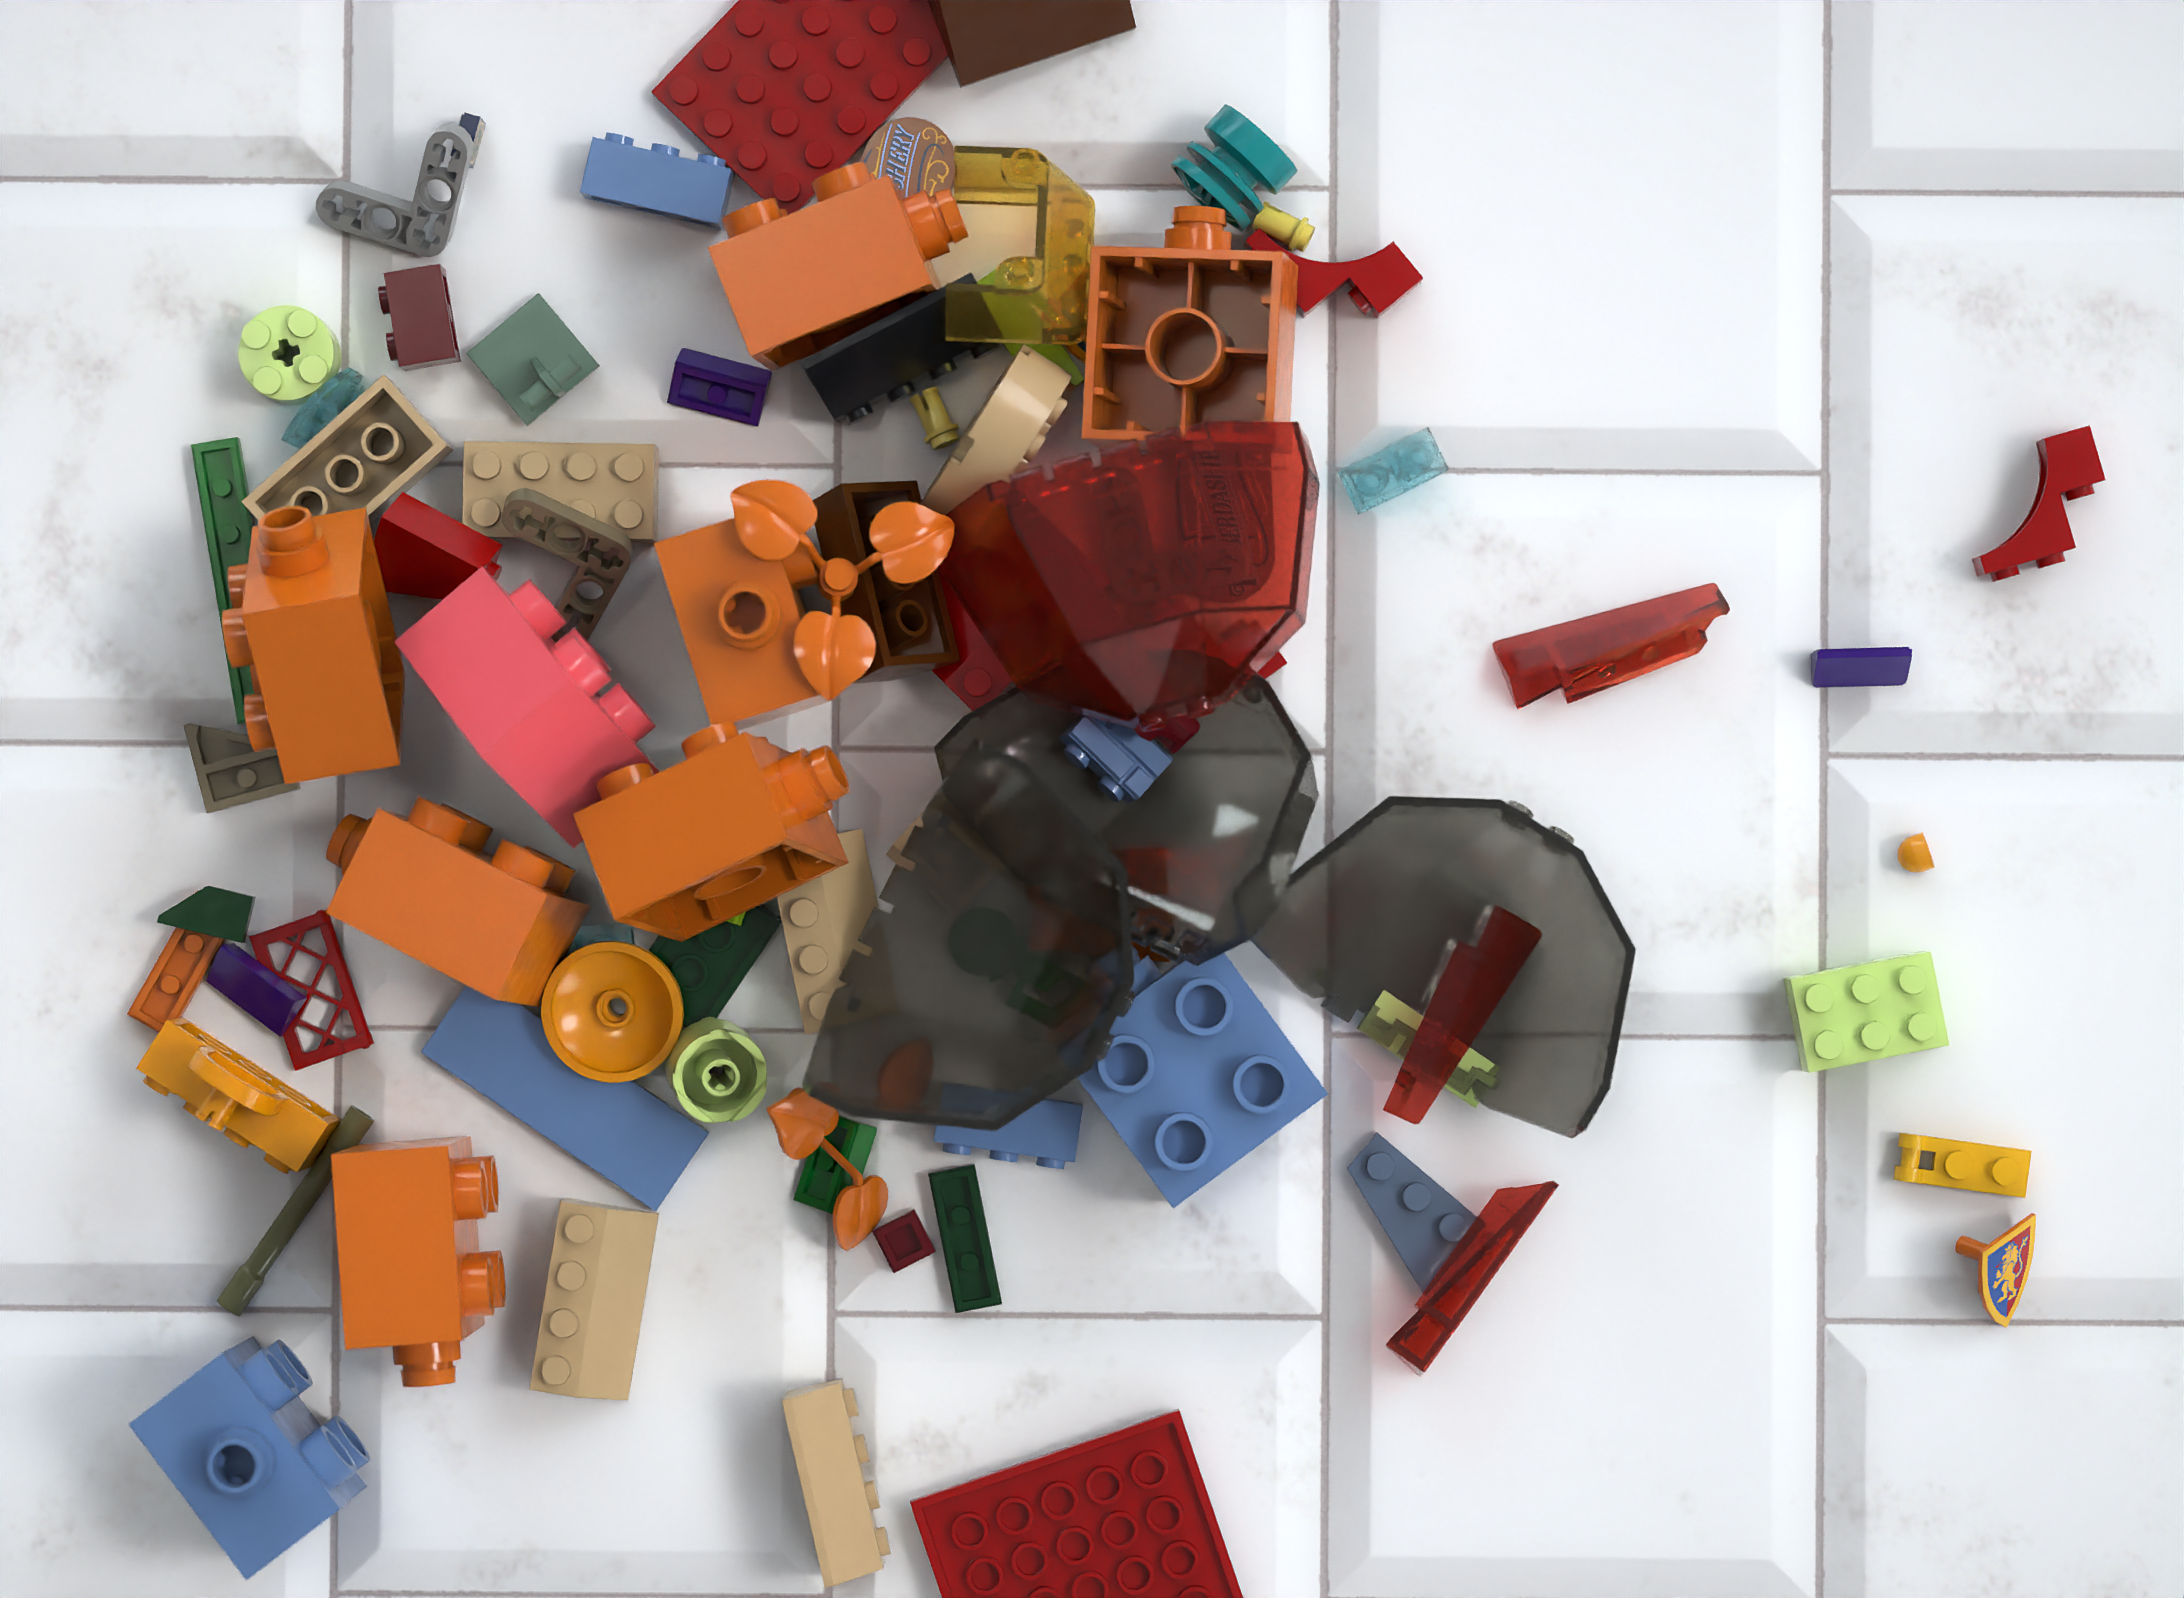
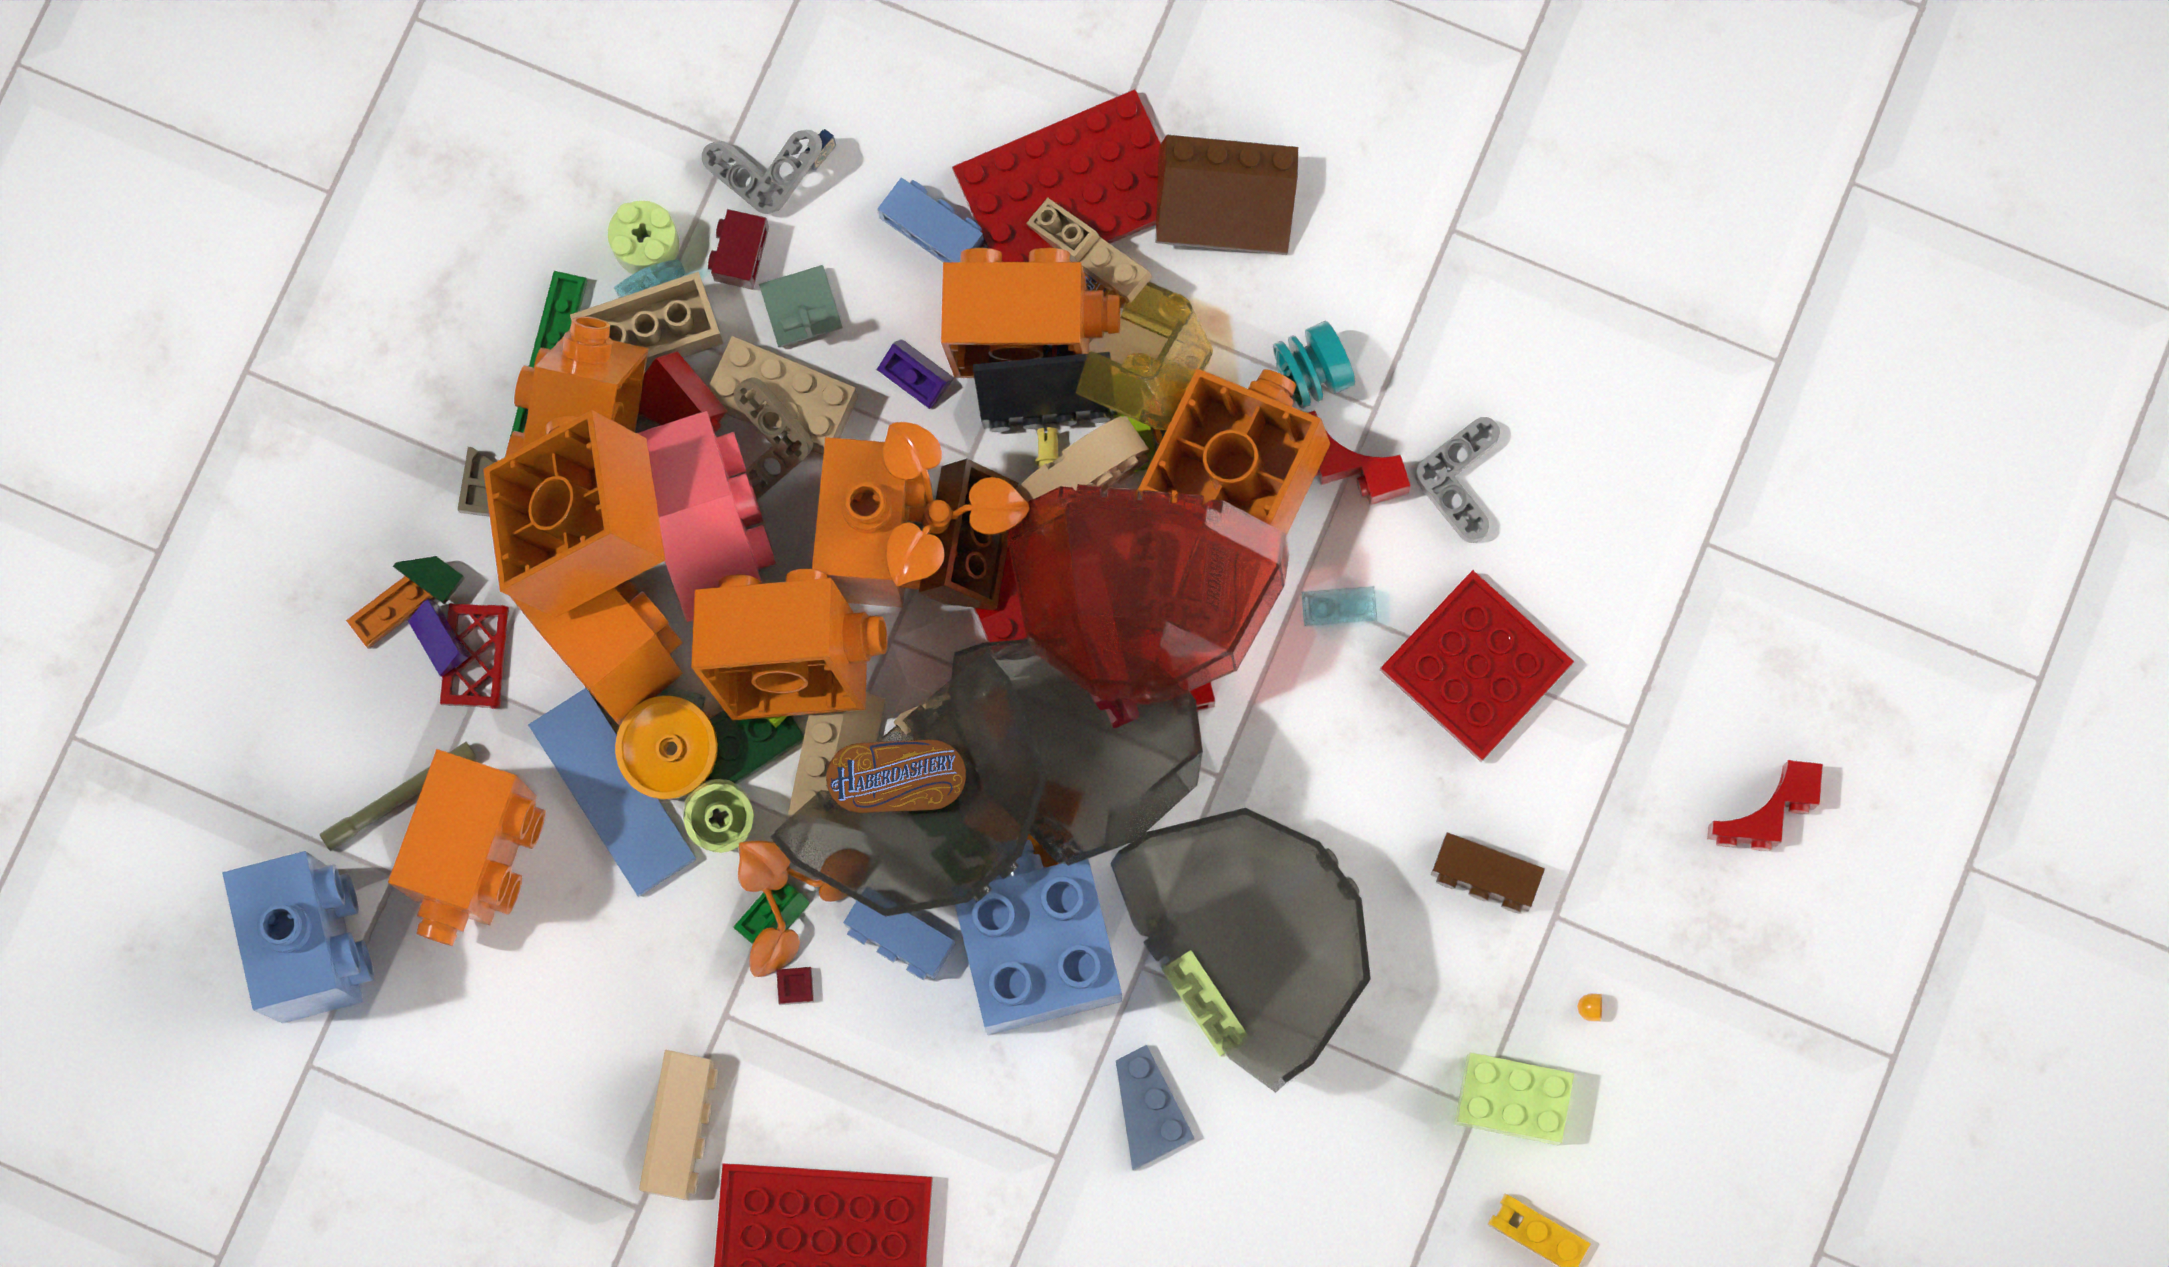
camera: 25 degrees right, 10 degrees down
(237, 1095) = (392, 695): light orange brick -> none
(379, 789) = (573, 513): none -> orange brick
(594, 1300) = (569, 937): tan slope -> none
(880, 136) = (1097, 256): none -> tan slope
(925, 934) = (896, 776): none -> dark orange tile
(965, 1238) = (837, 1001): dark green tile -> none
(1116, 755) = (1075, 714): medium blue brick -> none
(1284, 227) = (1332, 419): light yellow pin -> none
(1459, 1009) = (1235, 981): clear red wedge -> none
(1467, 249) = (1447, 482): none -> light grey beam
(1467, 1273) = (1167, 1165): clear red wedge -> none
(1599, 475) = (1476, 665): none -> red plate
(1608, 646) = (1437, 782): clear red wedge -> none
(1718, 739) = (1487, 873): none -> reddish brown brick
(1860, 667) = (1603, 864): dark purple slope -> none

